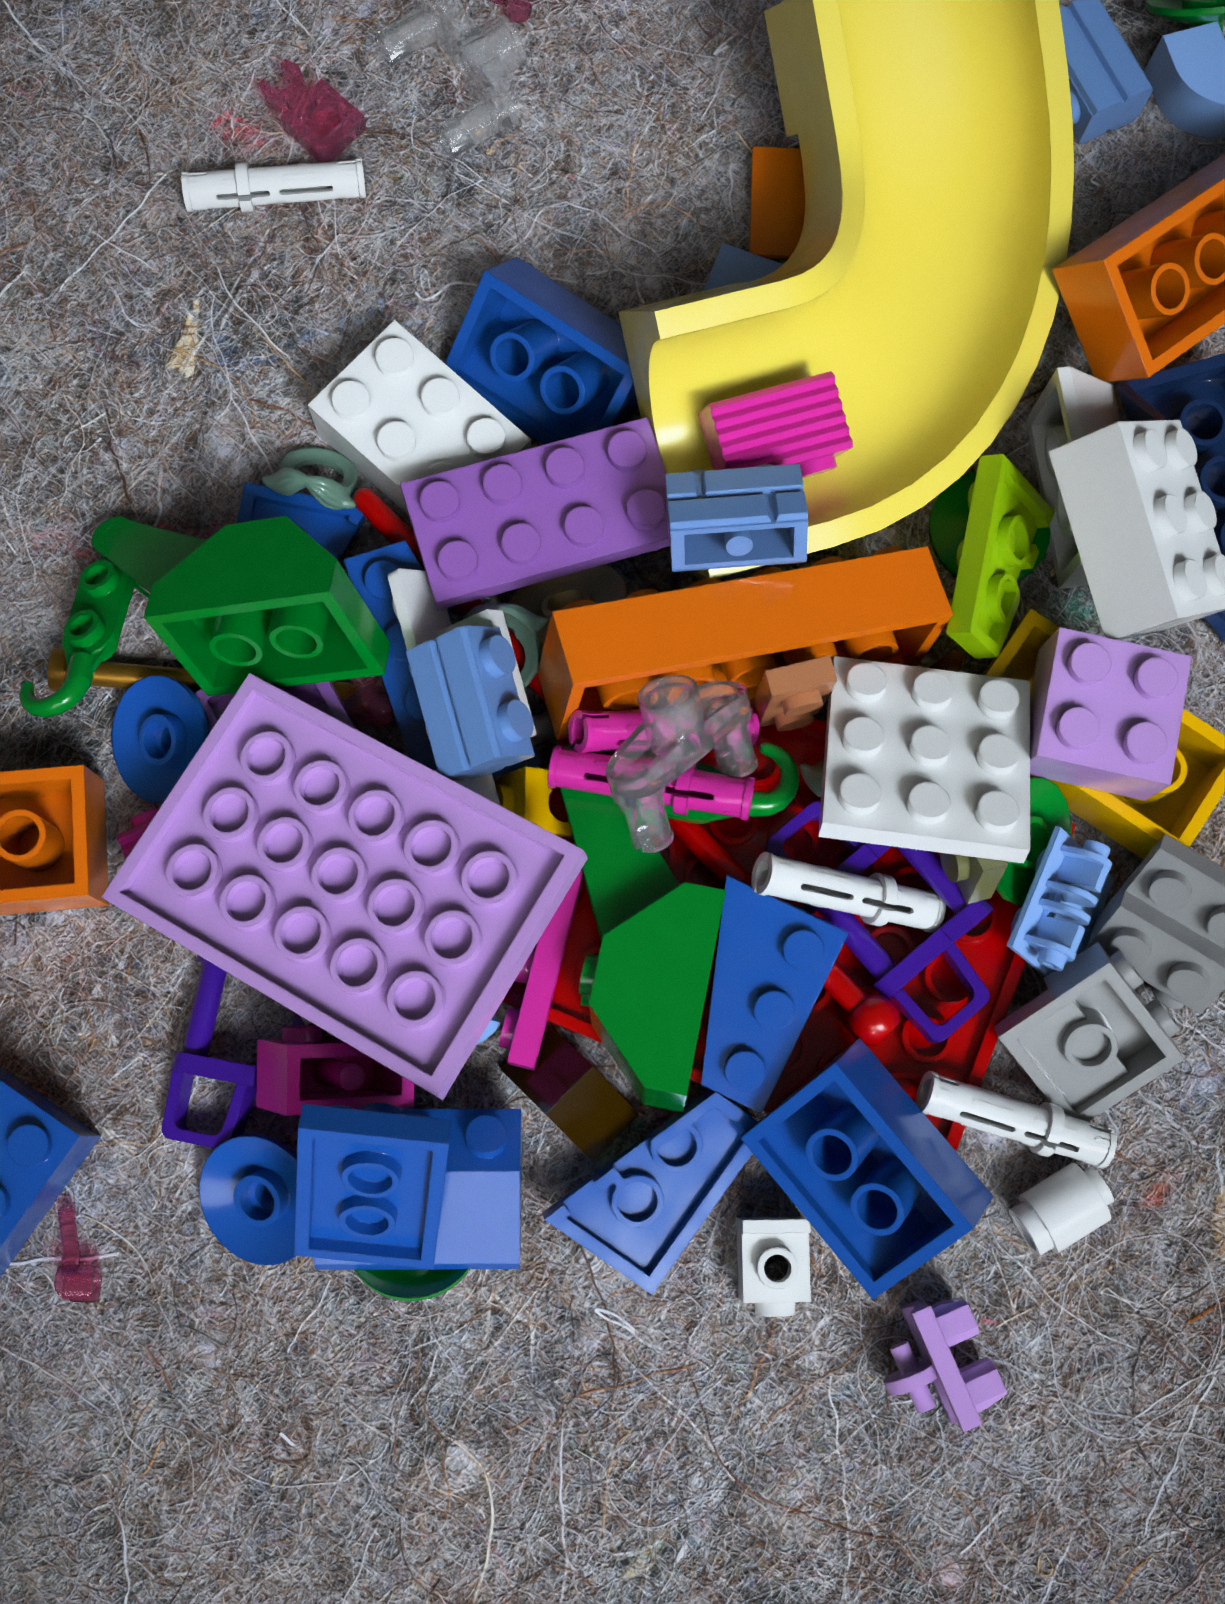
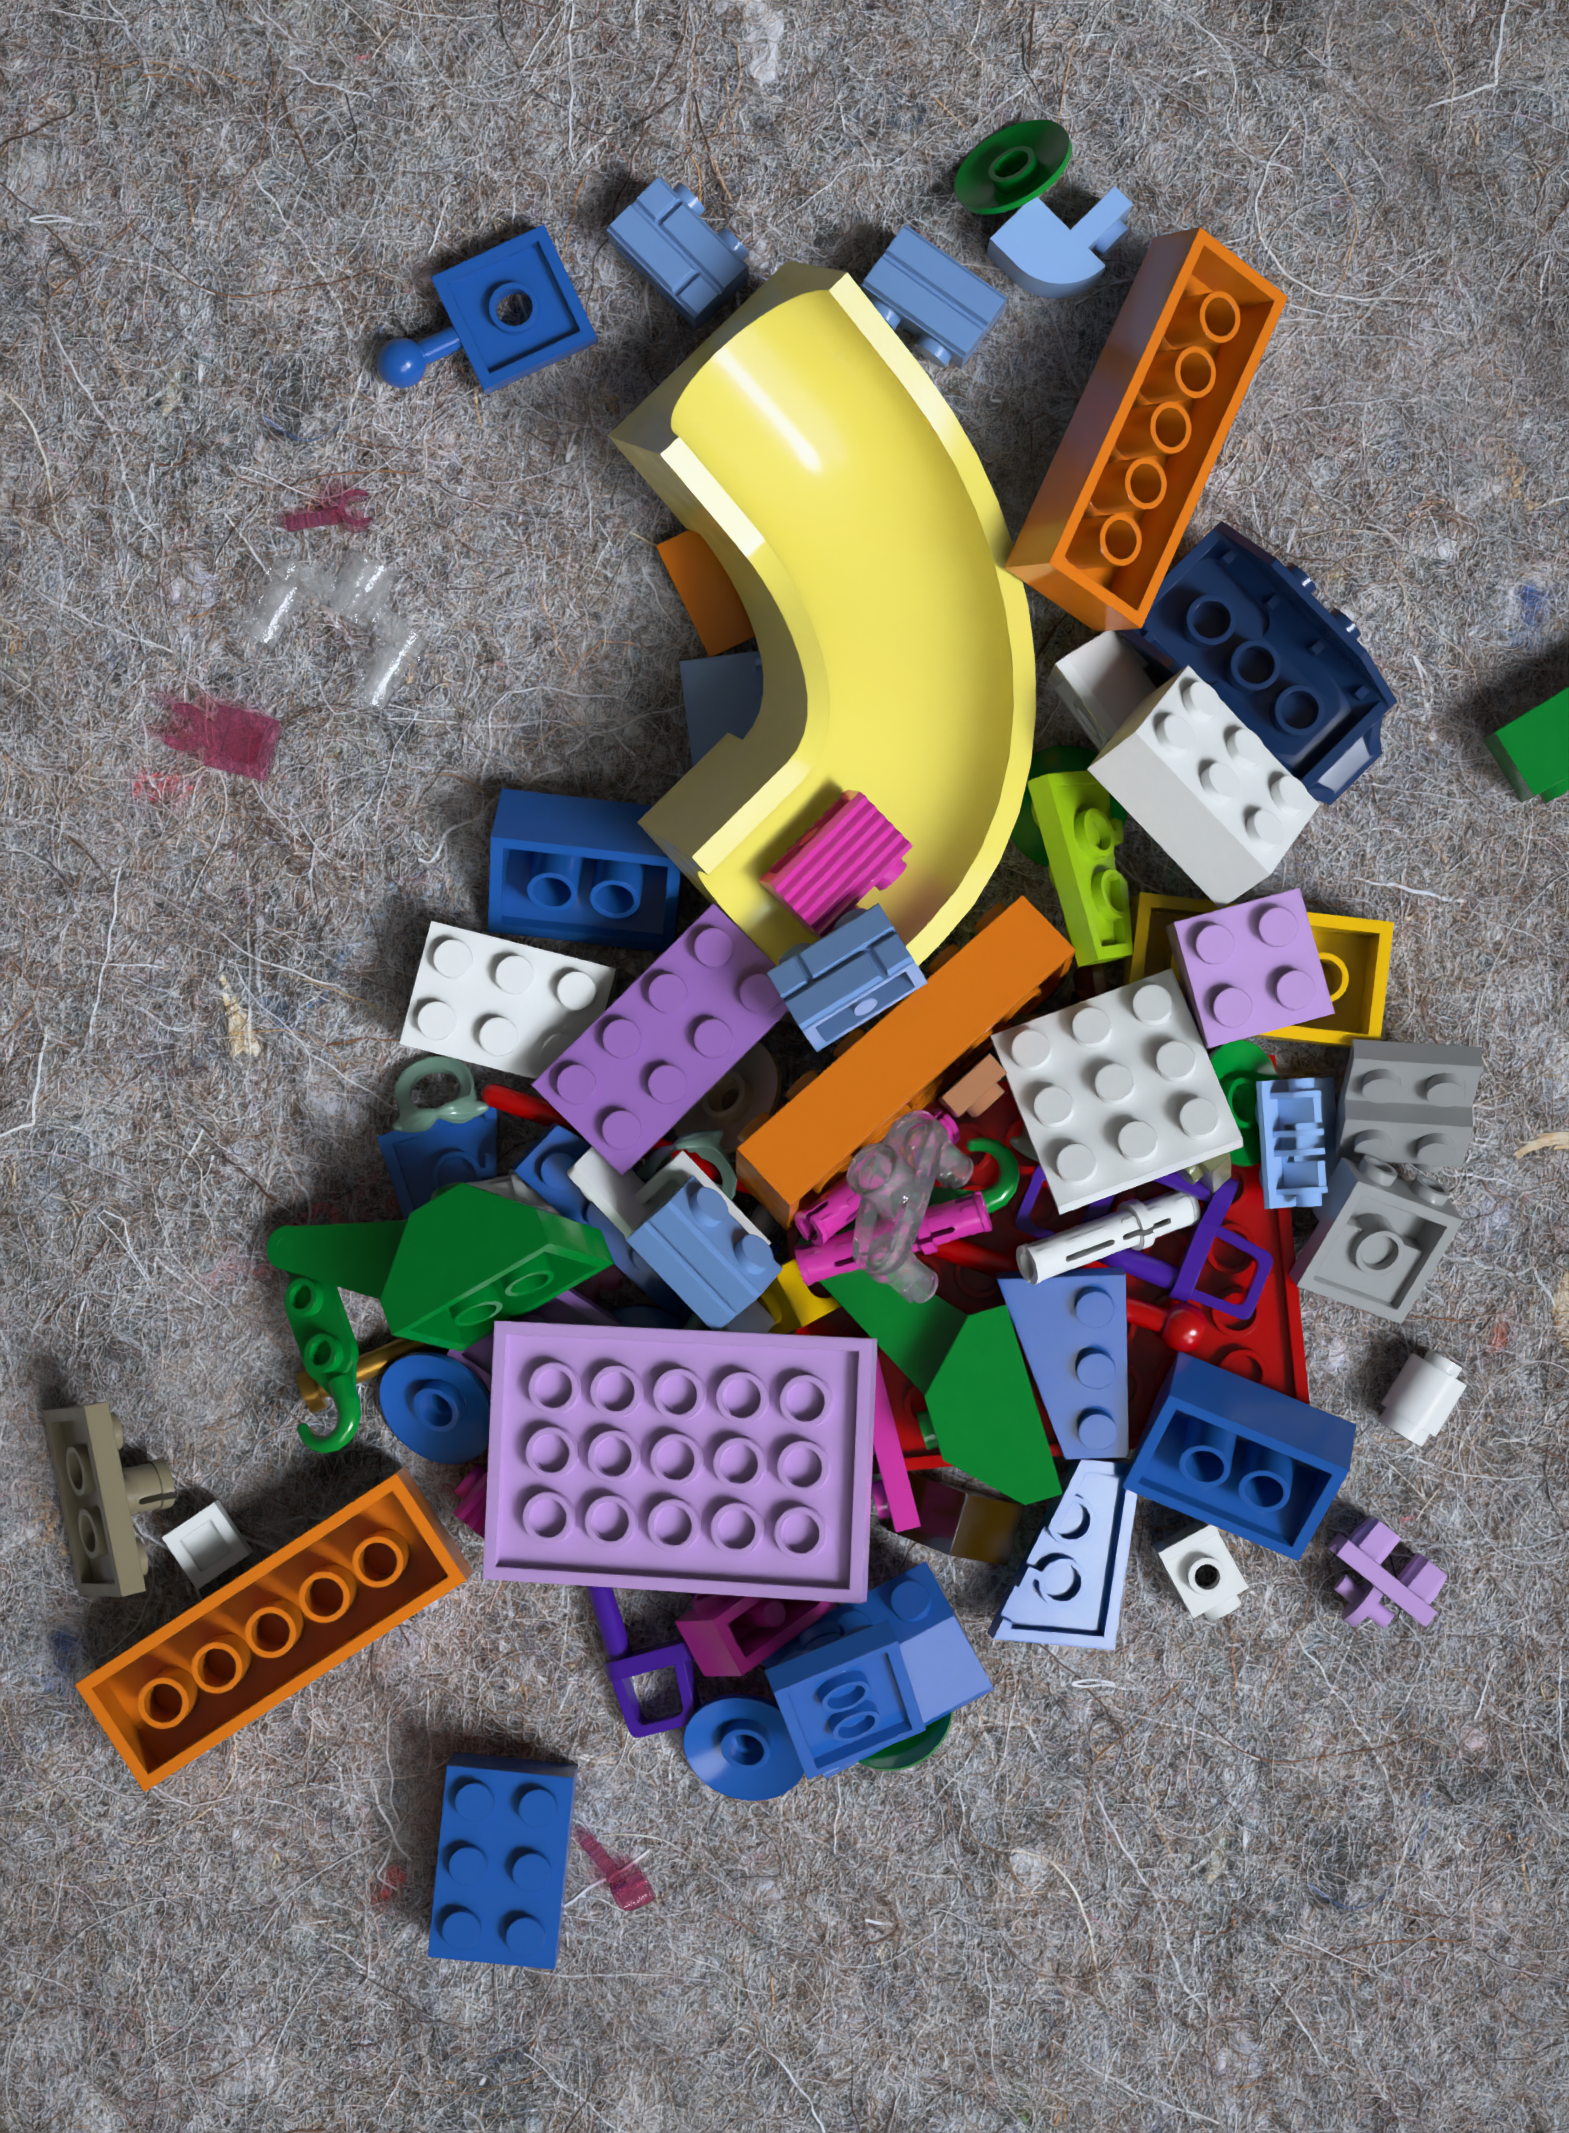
camera: 20 degrees left, 10 degrees up
(272, 185) = (223, 838): white pin -> none
(1040, 1127) = (1370, 1340): white pin -> none

